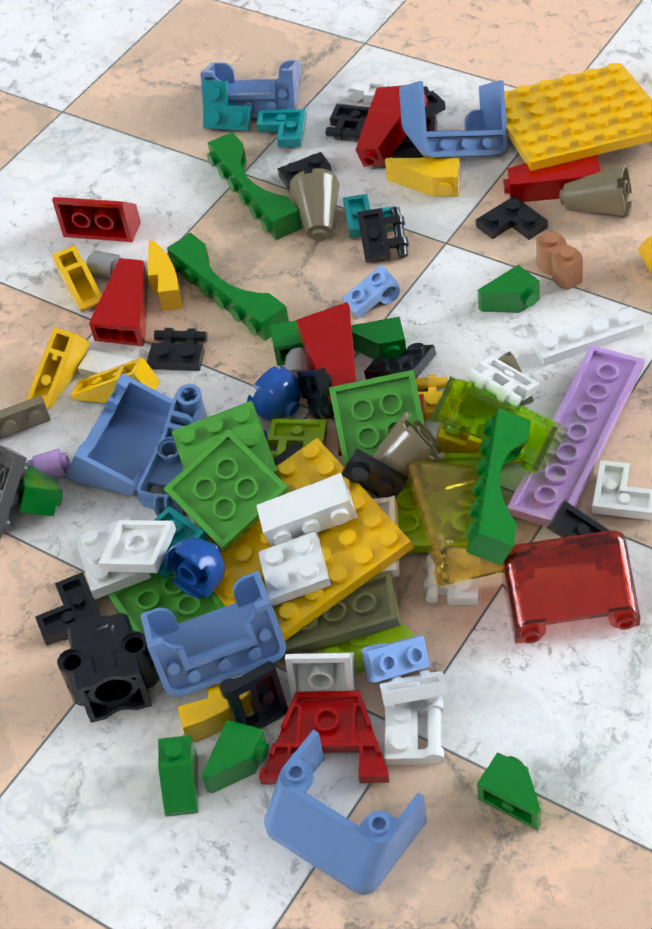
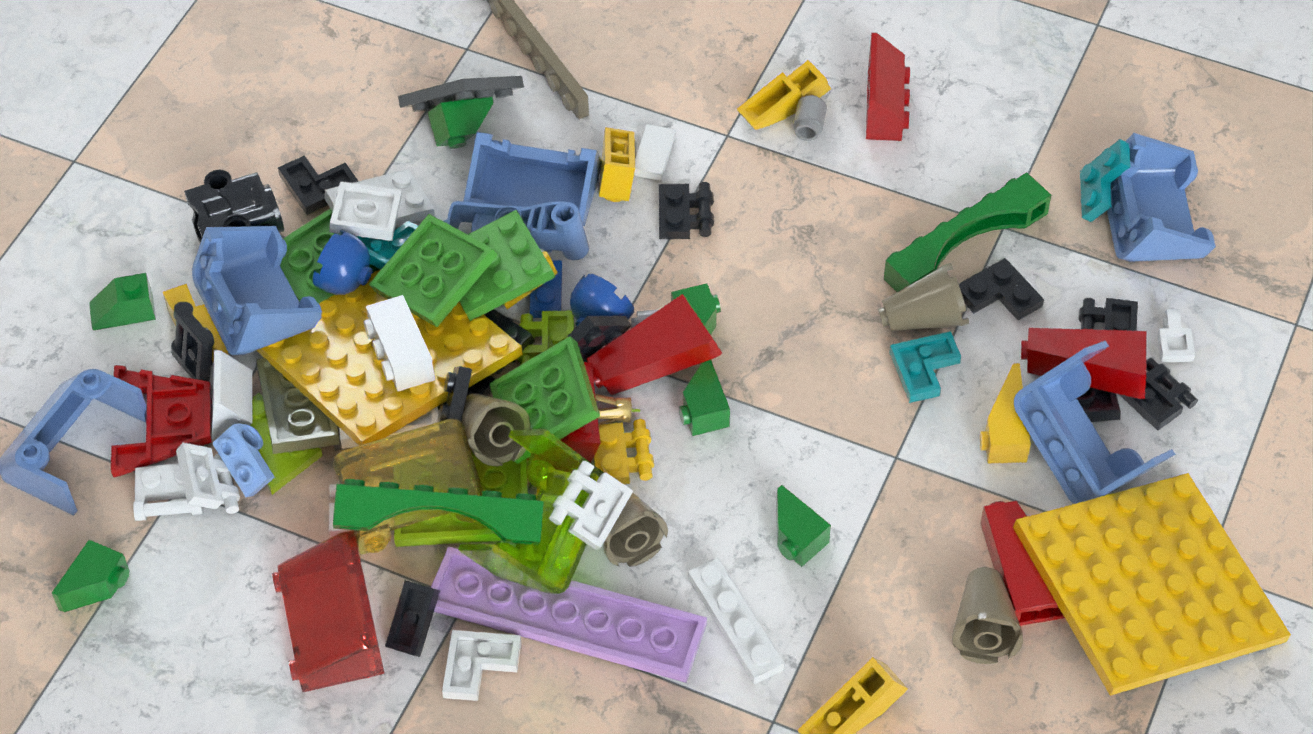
camera: 75 degrees right, 5 degrees up
(51, 462) = (502, 125): lavender brick -> none
(58, 365) = (645, 104): yellow slope -> none
(123, 306) = (748, 146): red slope -> none
(163, 278) = (795, 174): yellow slope -> none
(235, 756) = (142, 342): green slope -> none
(251, 308) = (822, 200): green arch -> none
(288, 124) = (1095, 258): teal plate -> none
(294, 568) = (336, 347): white plate -> none
(374, 235) = (879, 371): black plate -> none
(374, 288) = (789, 384): light blue plate -> none
(414, 358) = (658, 429): black plate -> none
(514, 215) = (949, 524): black plate -> none
(559, 260) = (856, 575): nougat brick -> none

